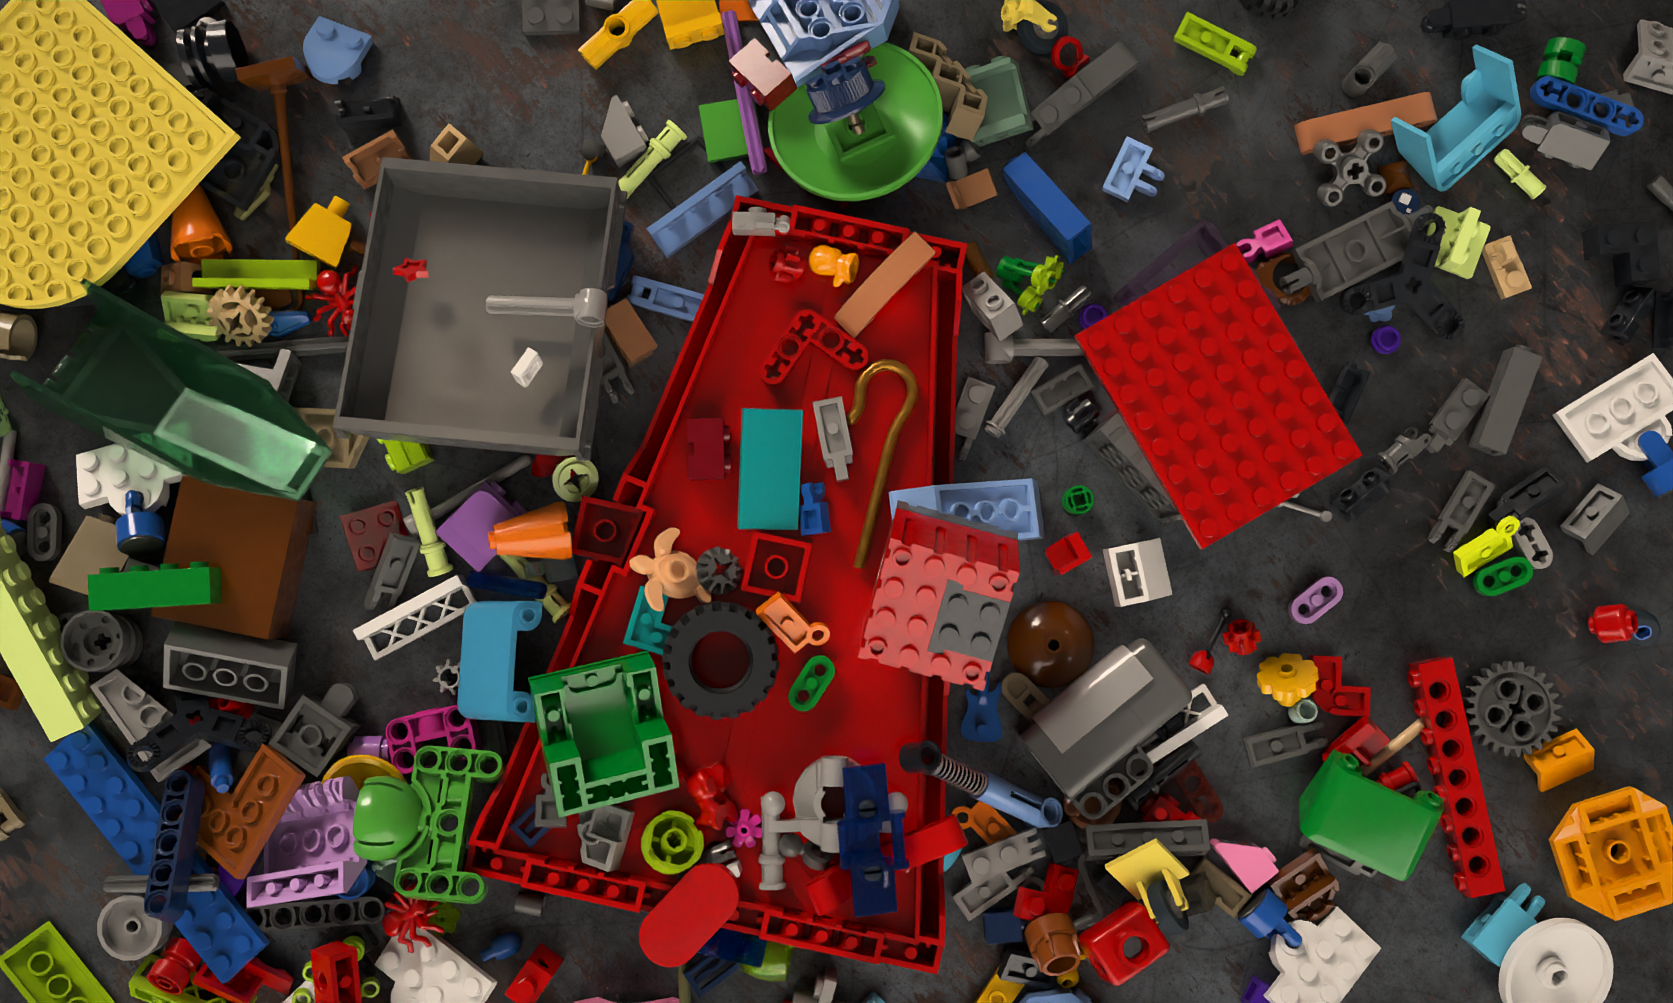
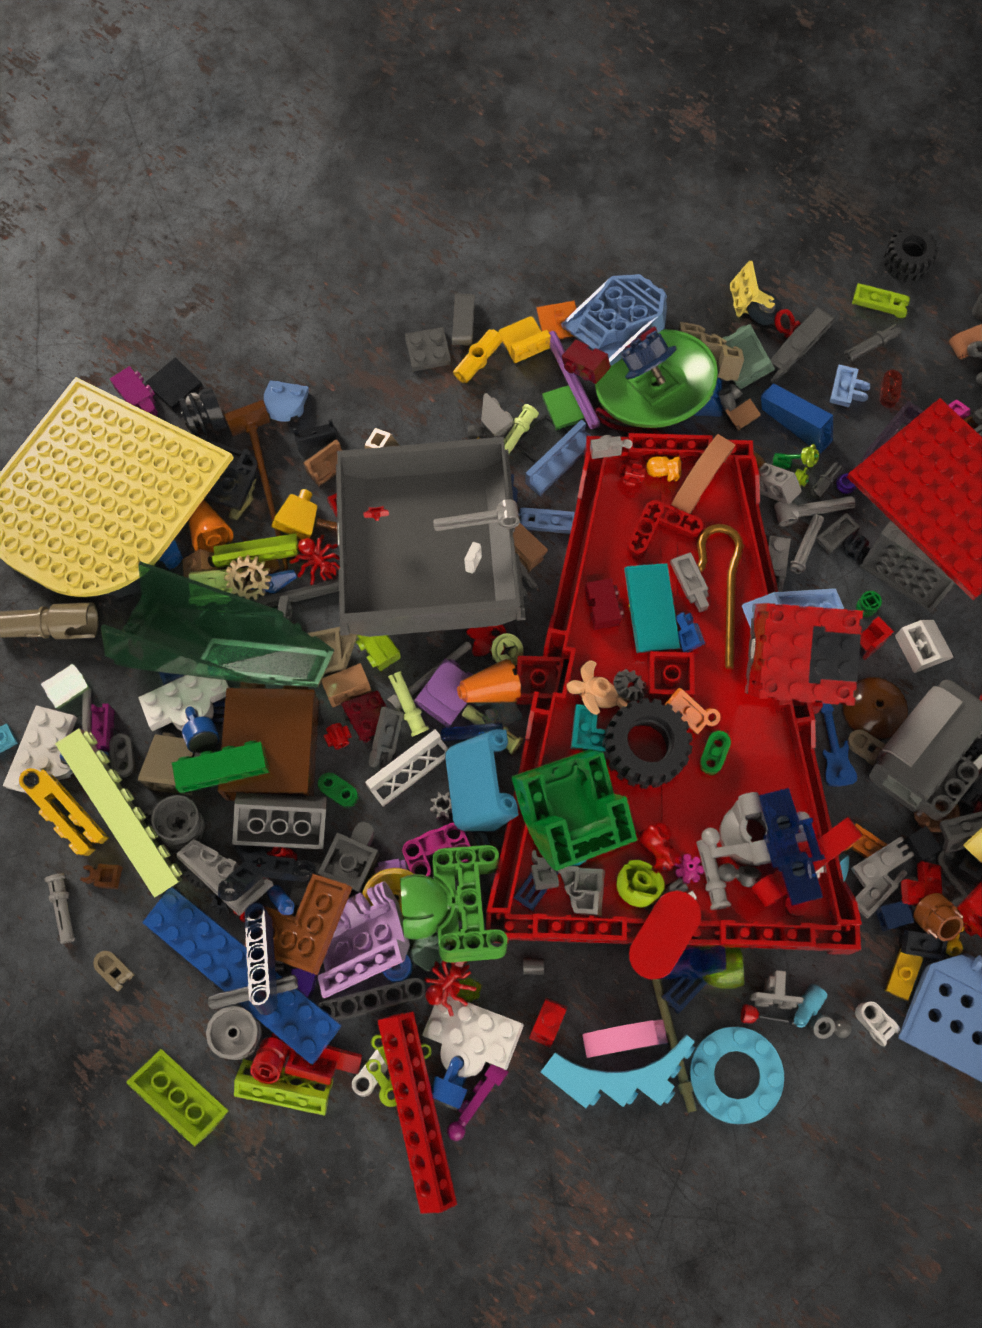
camera: 10 degrees left, 15 degrees down
(320, 627) = (337, 789): none -> green plate
(329, 558) = (337, 736): none -> red gear
(352, 488) = (346, 685): none -> medium nougat hinge
(502, 947) = (518, 1003): blue cylinder -> none
(982, 785) = (896, 824): piece -> none
(1198, 187) = (895, 389): none -> clear red beam

